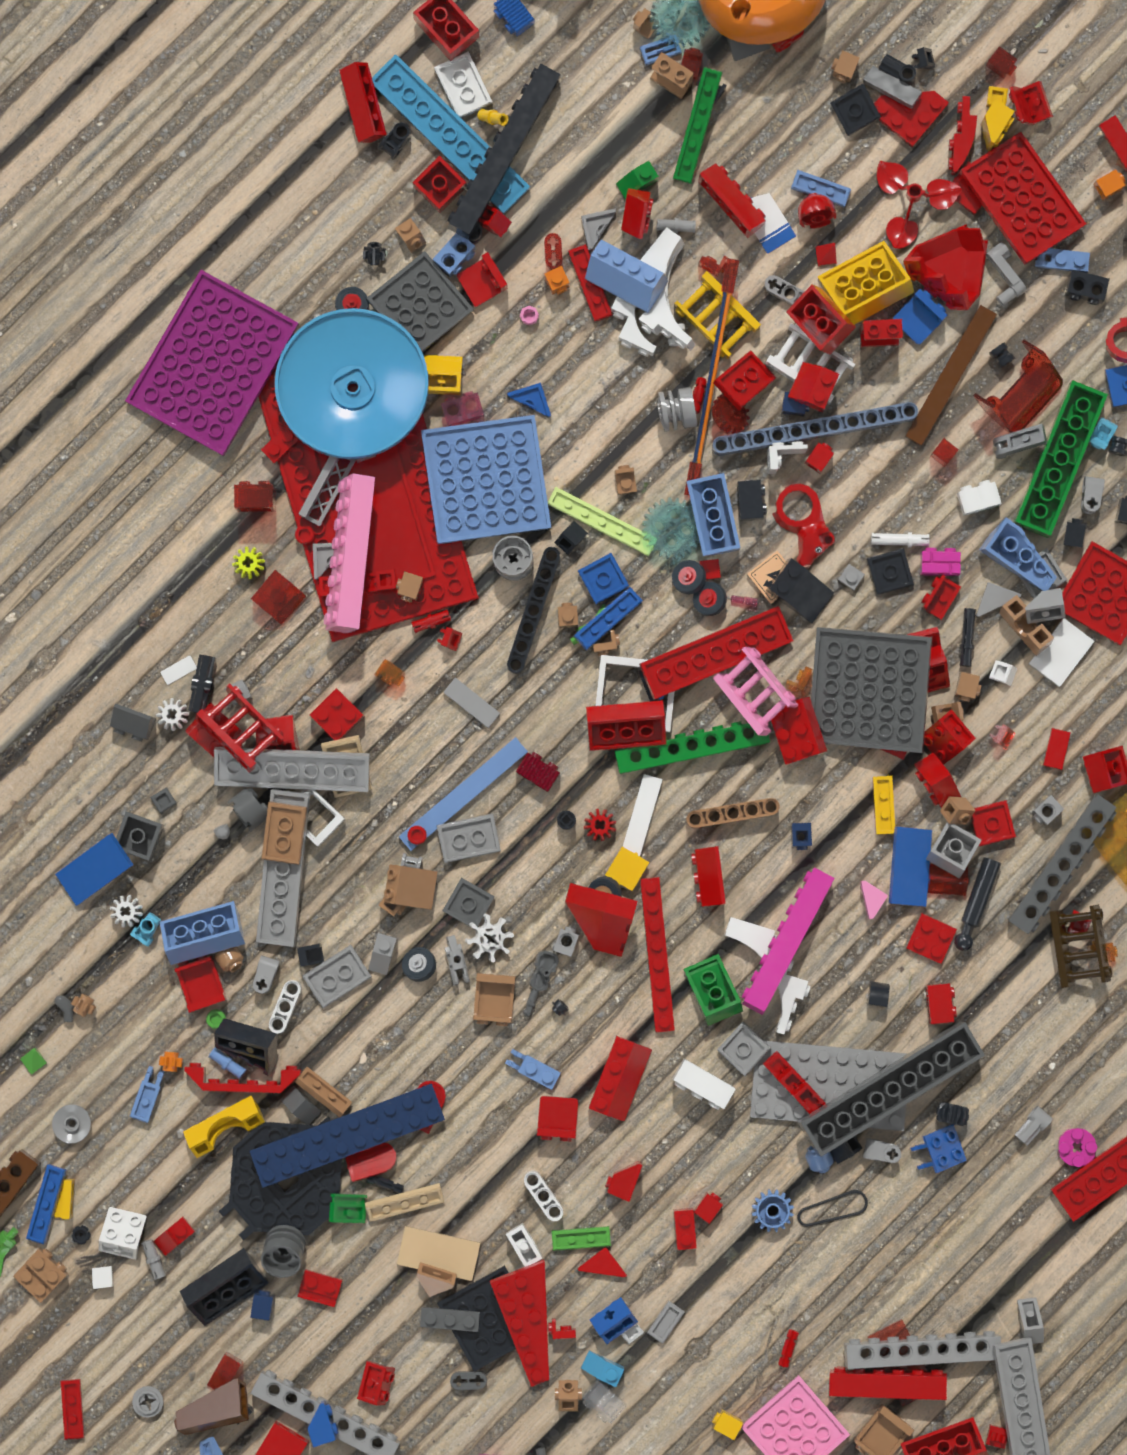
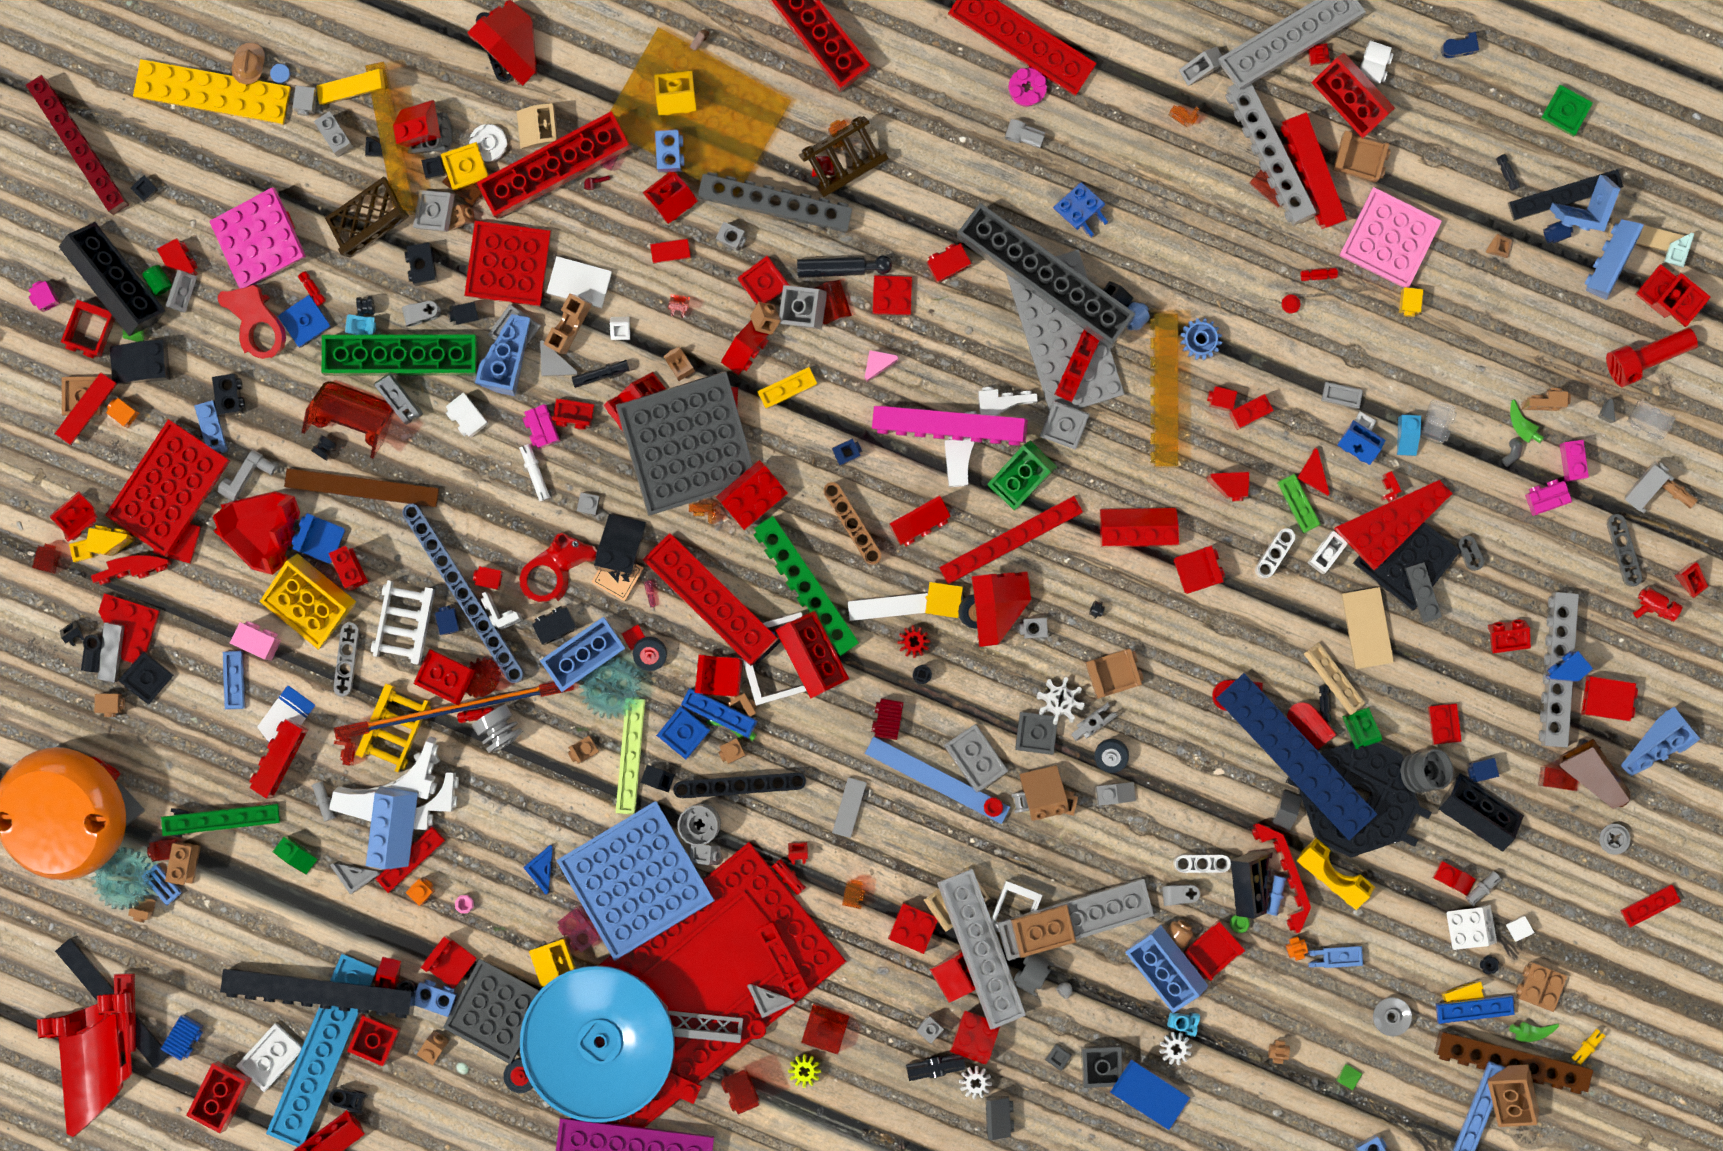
camera: 120 degrees left, 0 degrees up
(66, 1006) = (1285, 1069): dark grey arm -> none
(178, 670) = (931, 1094): white sticker -> none
(234, 745) = (975, 1028): red fence -> none
(310, 955) = (1144, 860): black panel -> none
(323, 1092) = (1265, 795): medium nougat plate -> none
(336, 976) = (1153, 827): light grey tile -> none
(349, 553) = (758, 978): bright pink brick -> none
(374, 253) = (464, 1074): black gear -> none
(409, 586) = (765, 910): medium nougat brick -> none
(435, 1279) = (1392, 621): medium nougat slope -> none
(482, 553) = (705, 854): none -> light grey bracket
(492, 117) = (289, 1016): yellow pin -> none
(535, 1070) = (1163, 609): medium blue hinge -> none
(545, 964) = (1063, 639): dark grey piece -> none
(548, 252) = (391, 902): clear red beam -> none
(568, 1395) = (1446, 456): medium nougat brick -> none
(636, 209) = (327, 843): red slope -> none
(642, 631) = (718, 675): none -> red bracket
(703, 1084) = (1113, 448): white brick -> none
(710, 599) = (662, 625): black wheel -> none
(737, 695) = (741, 563): bright pink fence -> none
(738, 1157) = (1164, 391): none -> clear yellow brick
(771, 1309) = (1290, 304): none -> red plate
(813, 386) = (424, 610): red slope -> none
(816, 211) = (257, 675): red cylinder -> none
(821, 319) = (358, 628): red brick -> none
(826, 254) = (294, 649): red slope -> none
(835, 1218) = (1183, 279): black piece -> none
(848, 222) = (258, 642): none -> bright pink brick
(878, 994) = (963, 322): black brick -> none
(878, 1150) = (1105, 265): light grey piece -> none
(890, 571) = (568, 470): black tile -> none
(894, 176) = (192, 566): red plant -> none
(910, 866) = (834, 341): blue tile -> none
(944, 452) = (436, 464): clear red brick -> none
(948, 737) = (700, 354): red bracket -> none
(952, 1114) = (1045, 211): black gear -> none
(967, 687) = (646, 355): medium nougat brick -> none
(992, 1280) = (1181, 116): none -> clear orange bracket
(1046, 606) = (543, 312): light grey slope -> none

